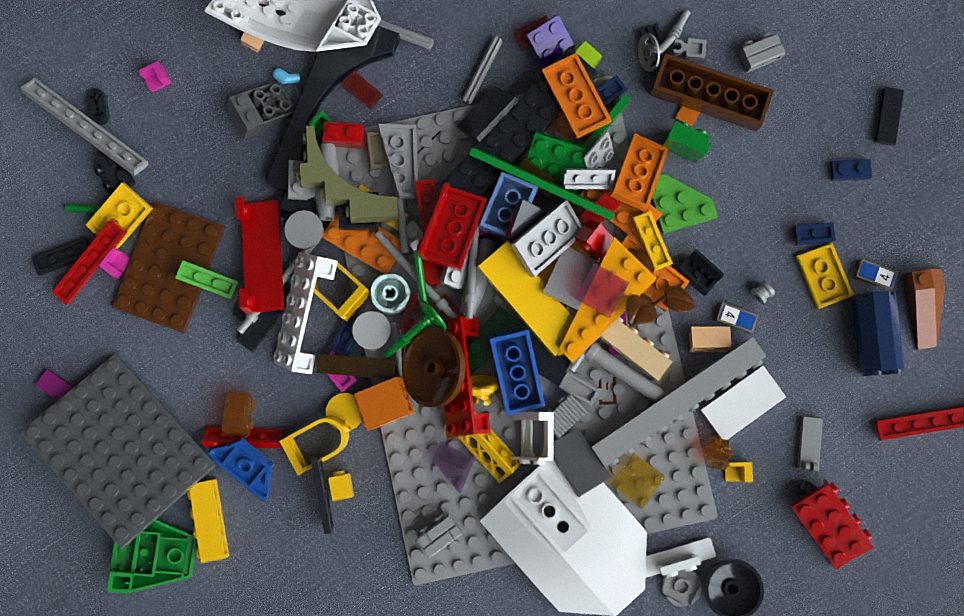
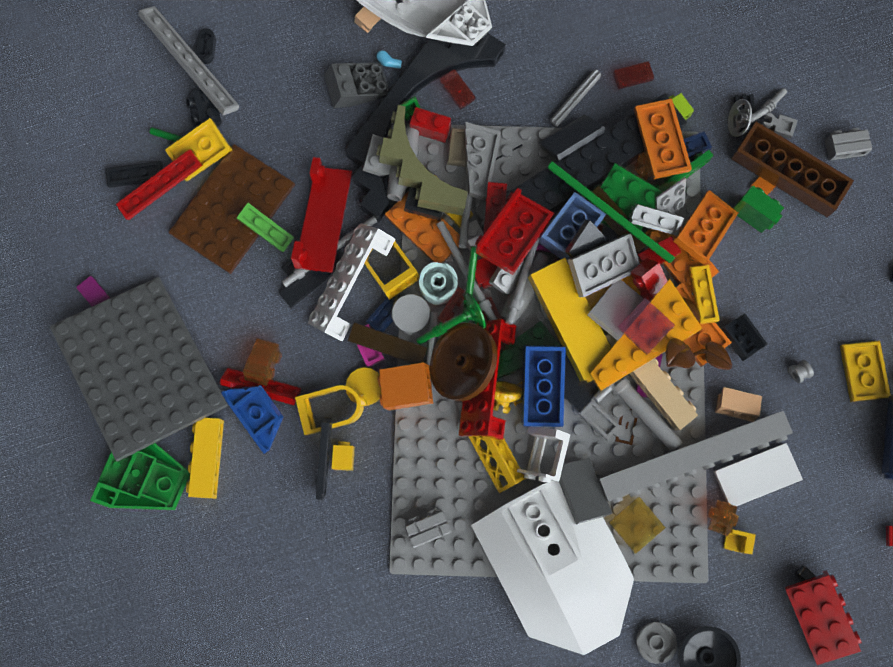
camera: 10 degrees right, 5 degrees down
(115, 263) = (183, 192): dark pink panel -> none
(155, 76) = (266, 31): dark pink panel -> none
(304, 229) = (370, 202): light grey tile -> none
(408, 35) = (514, 51): light grey axle -> none
(453, 464) = (458, 463): clear purple wing -> none
(549, 40) = (646, 84): plate -> none
(566, 414) = (581, 441): light grey brick -> none
(679, 558) = (664, 613): white bracket -> none
(680, 205) = (738, 269): bright green plate -> none
(736, 317) = (769, 390): tile -> none
(810, 443) = (816, 532): light grey hinge -> none
(814, 233) = (864, 328): dark blue plate -> none

